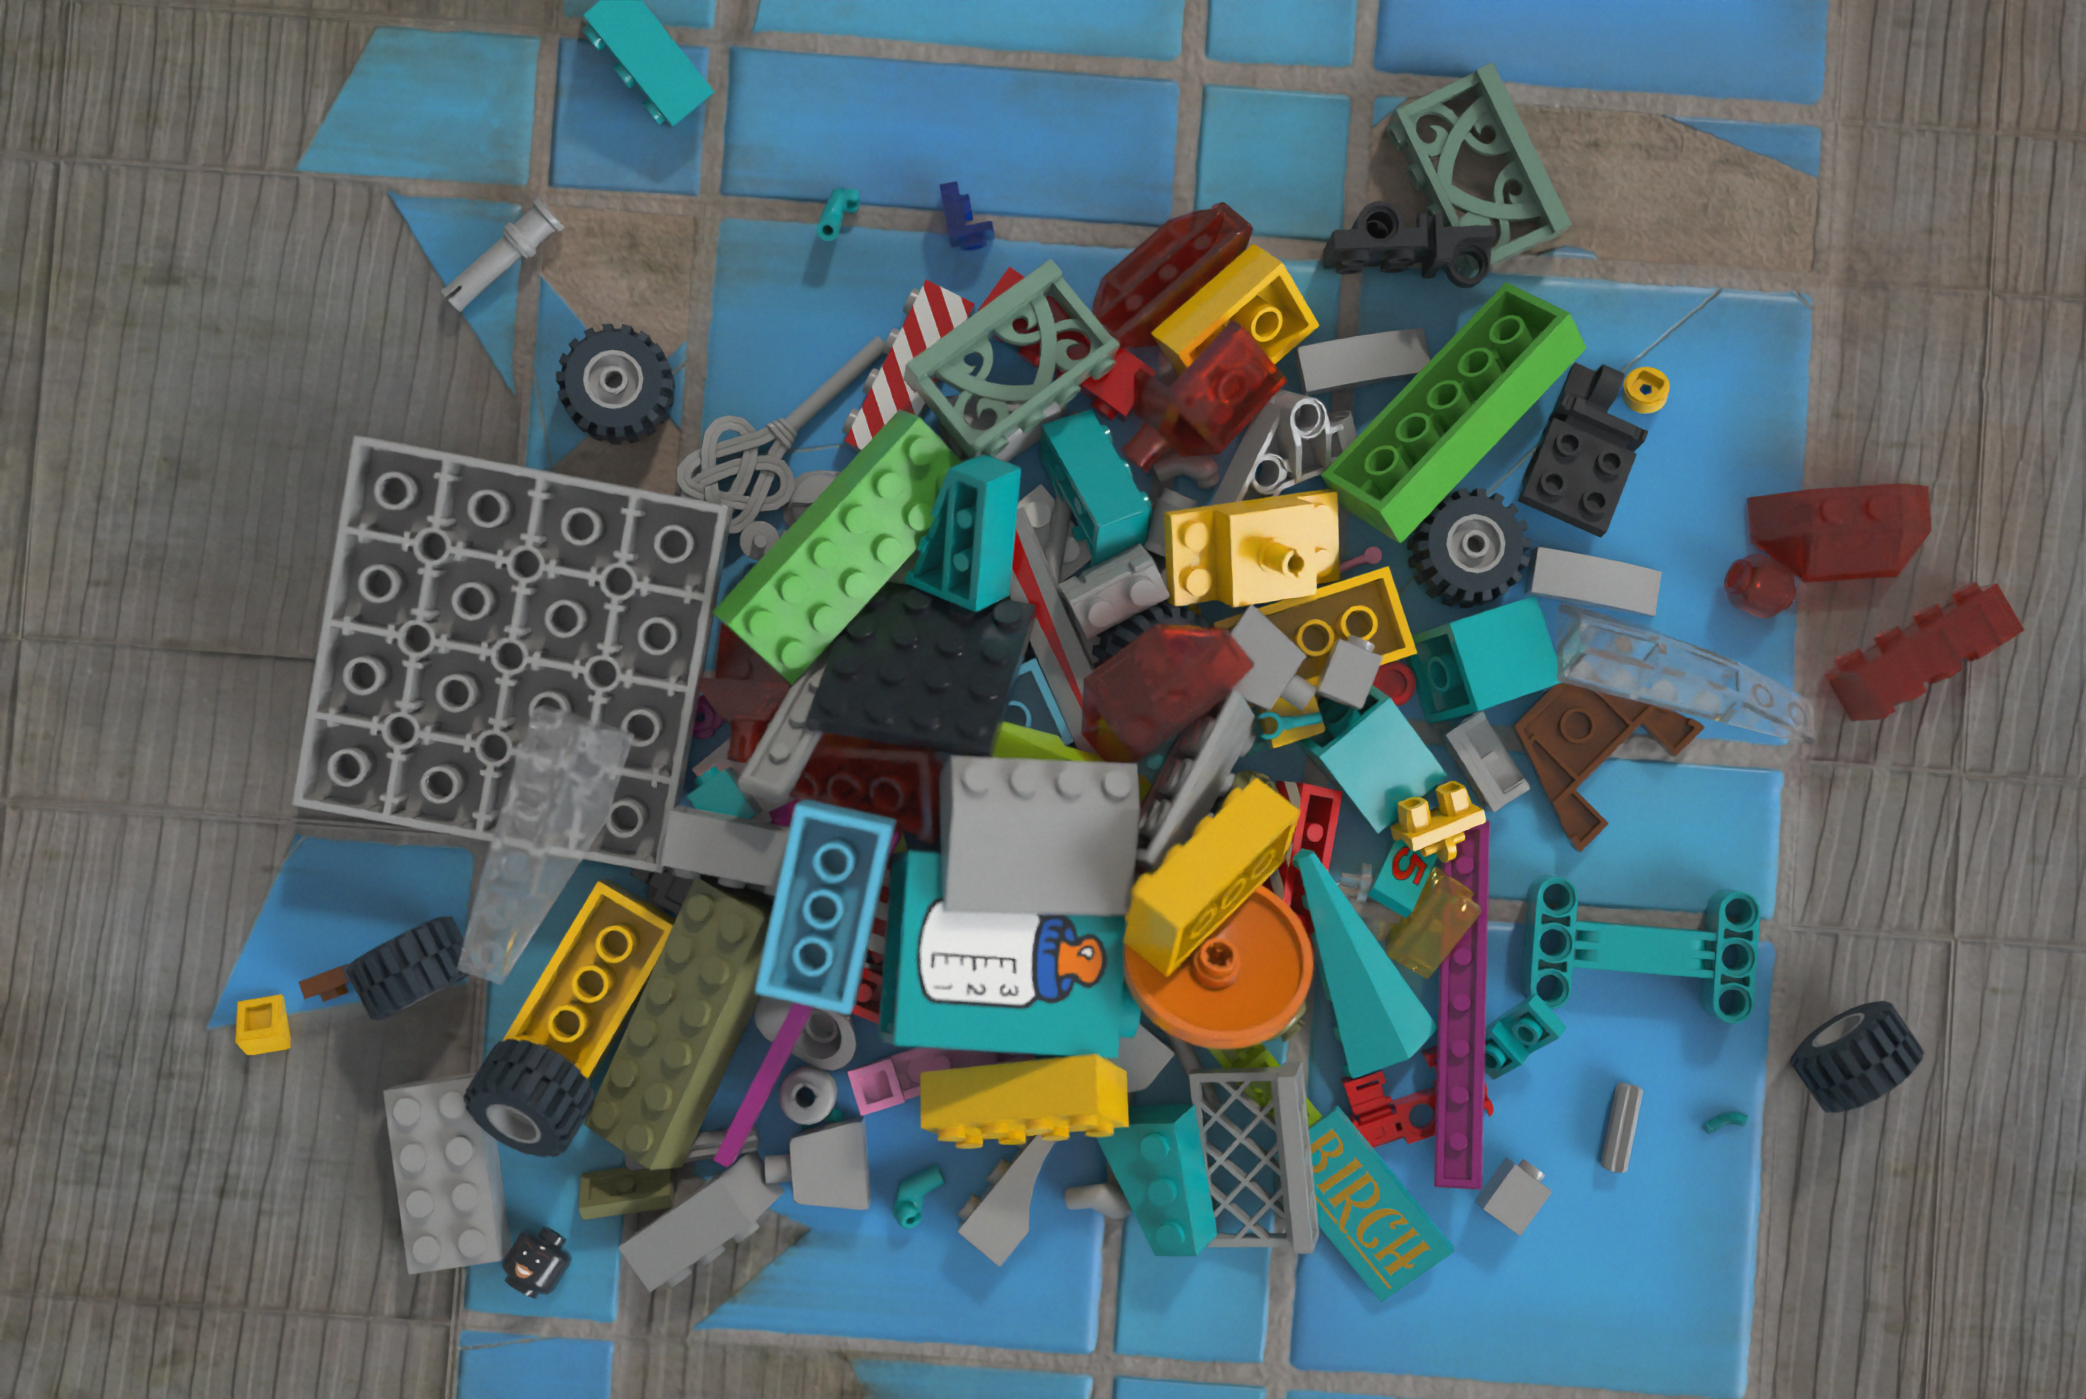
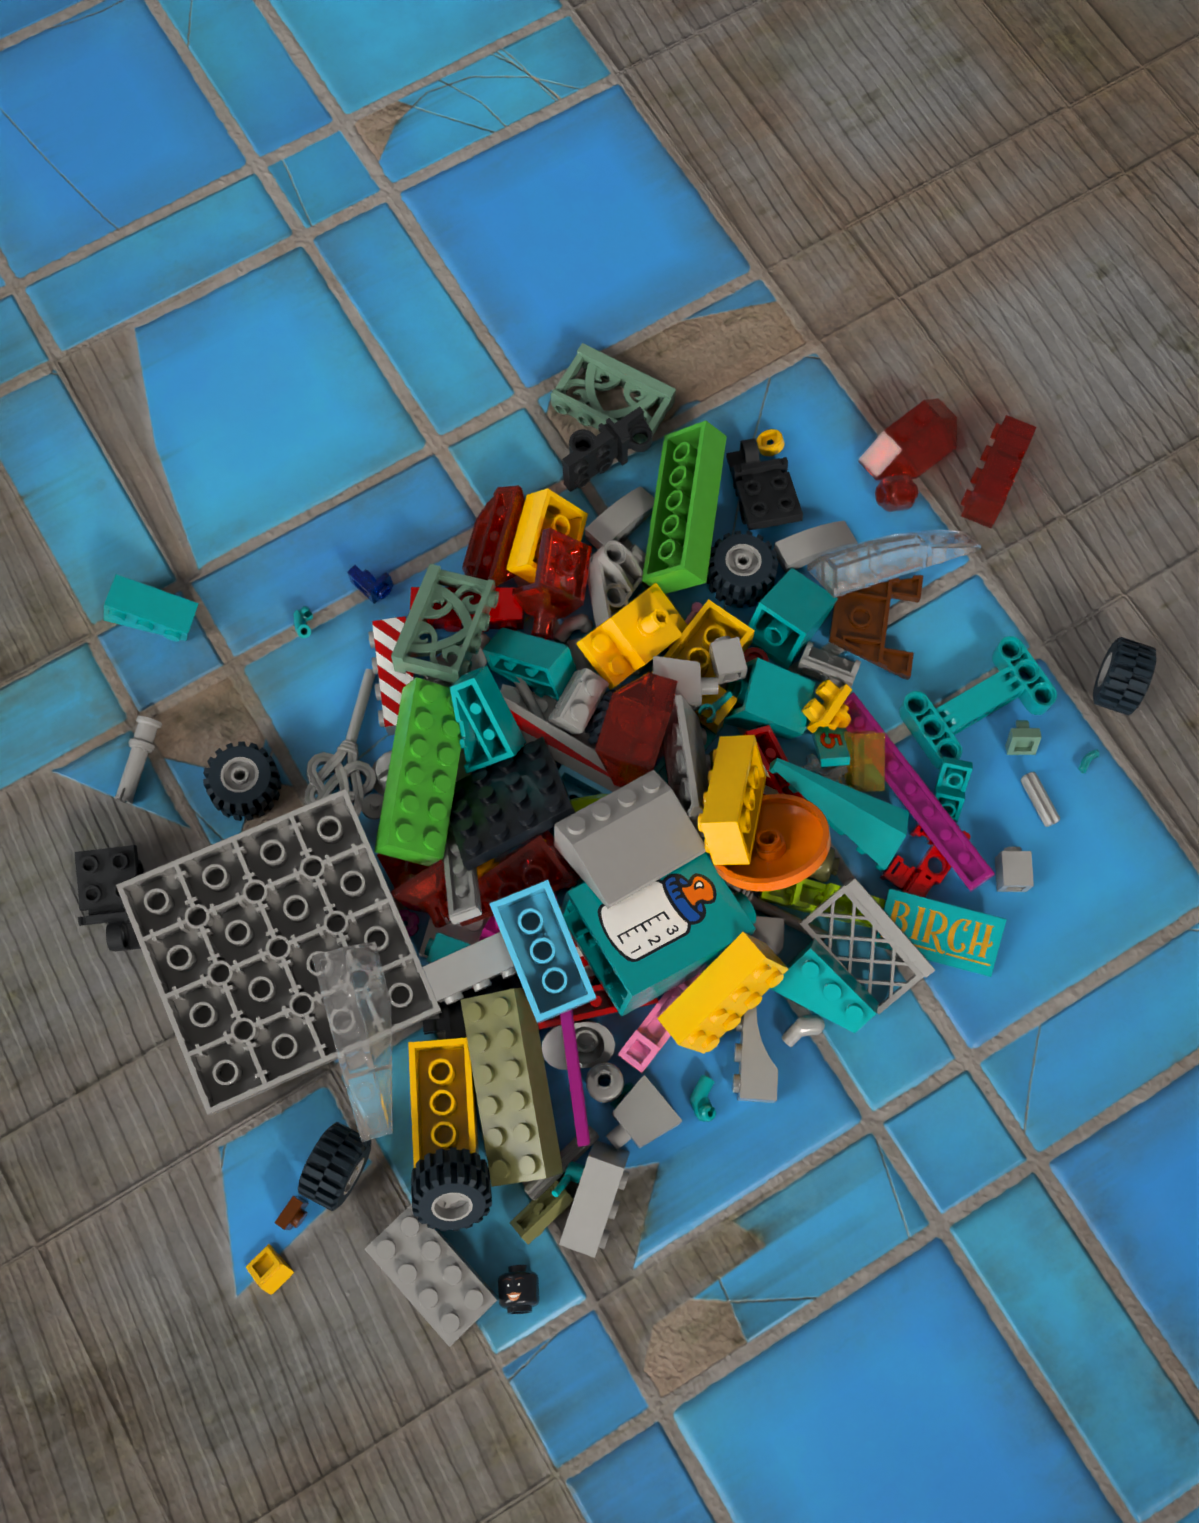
camera: 30 degrees left, 15 degrees down
(358, 397) = (97, 878): none -> black plate
(696, 1173) = (573, 1173): none -> teal hand
(1660, 1037) = (1023, 739): none -> sand green tile

